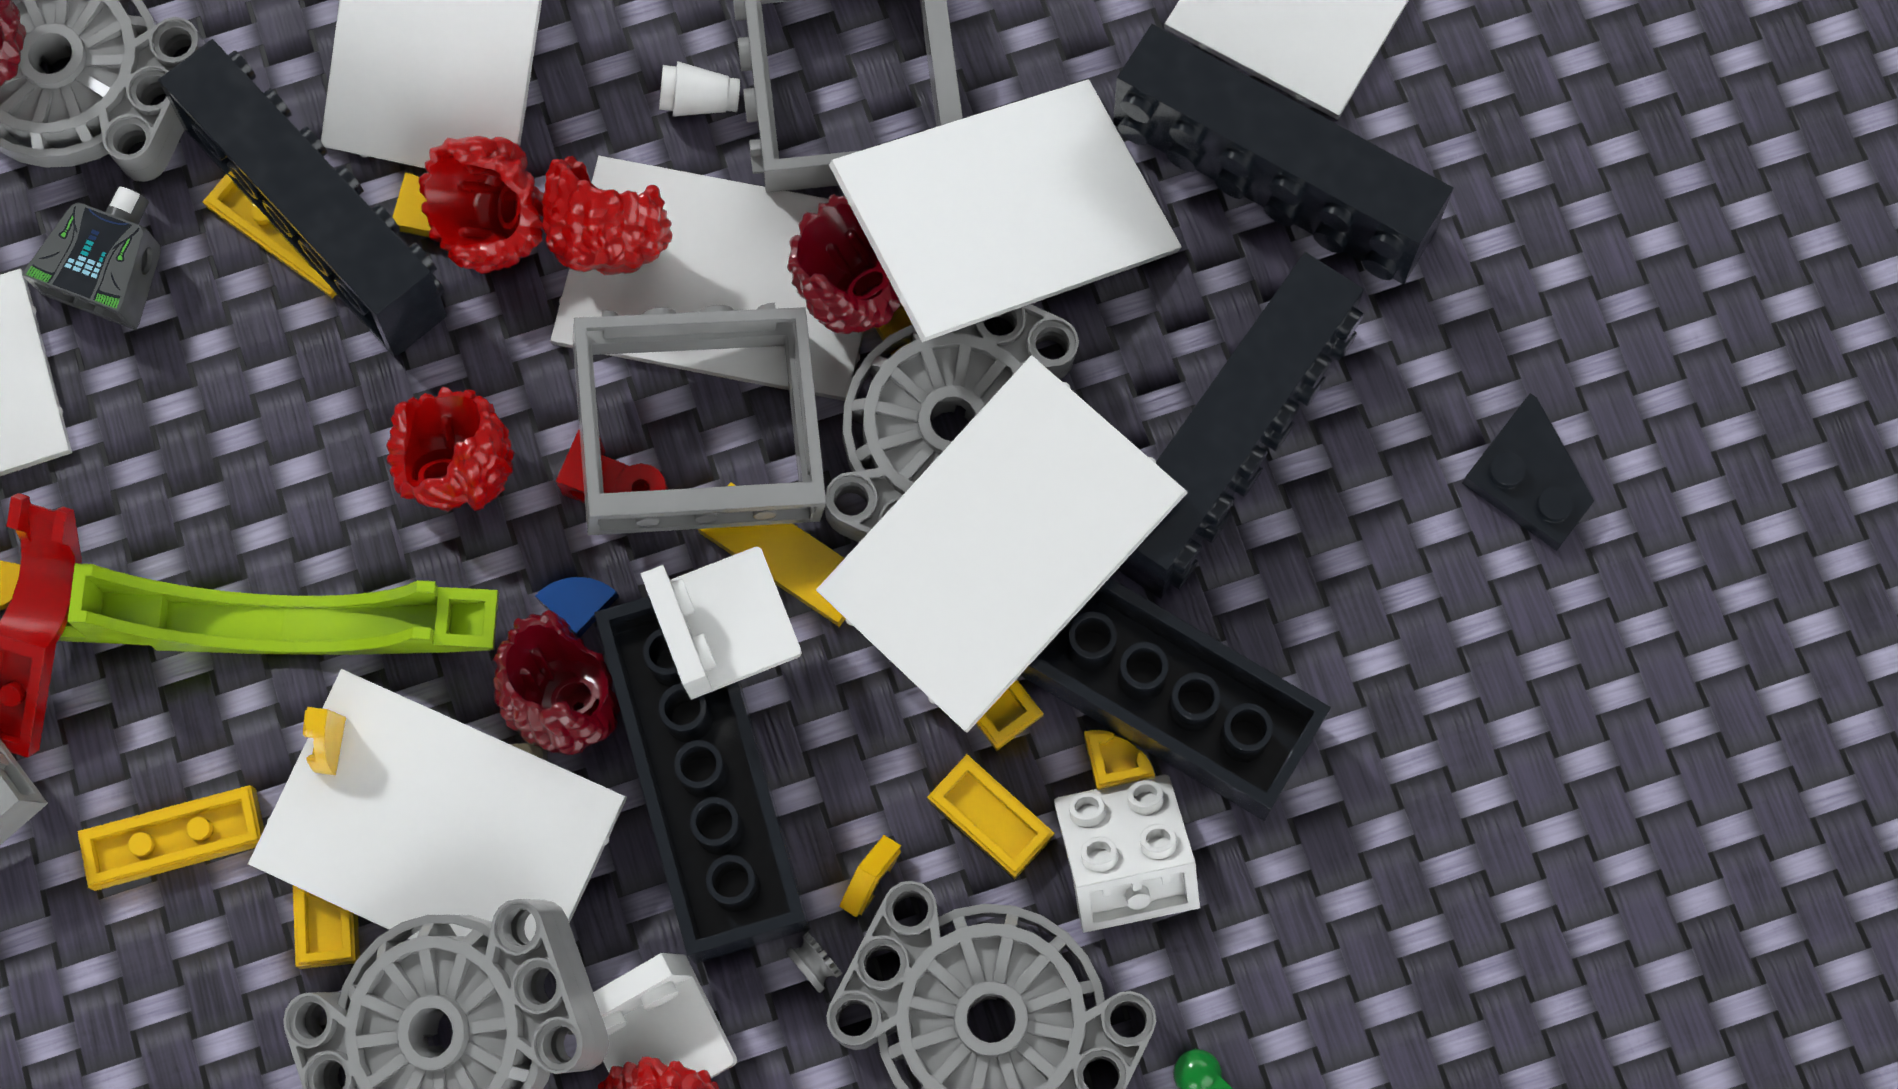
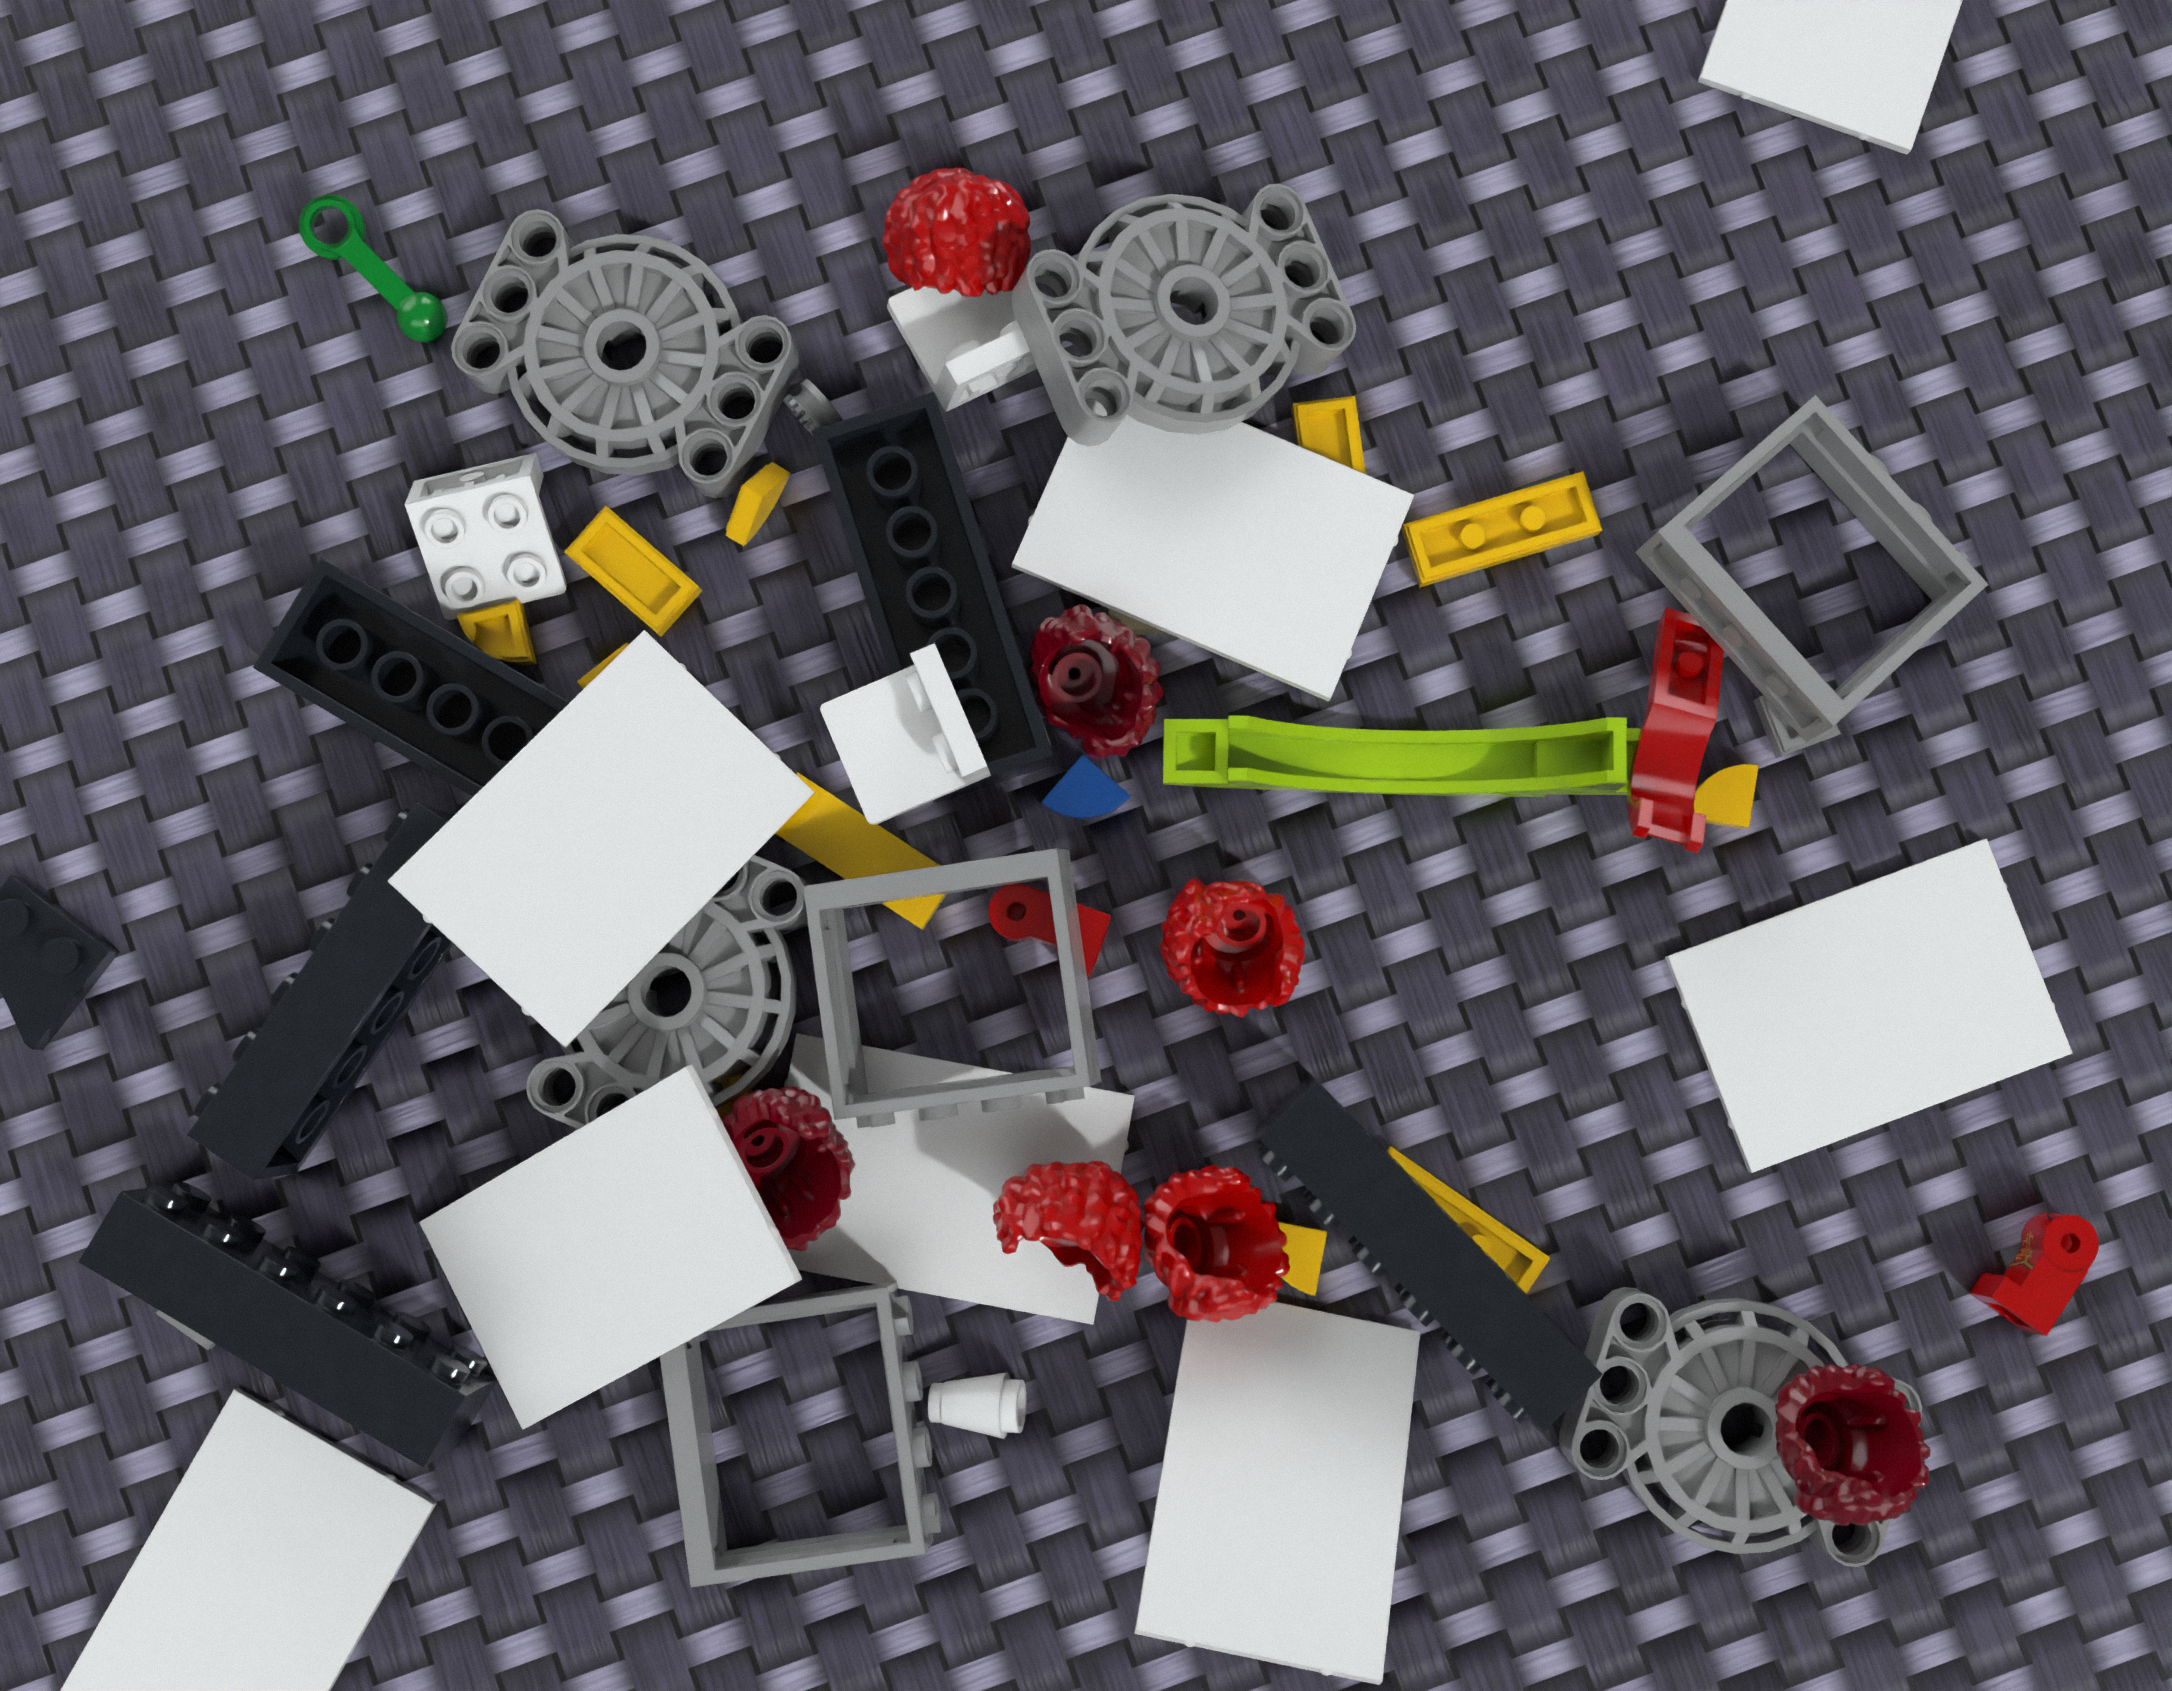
camera: 175 degrees right, 10 degrees up
(99, 260) = (1658, 1178): torso -> none
(327, 734) = (1339, 617): yellow tile -> none

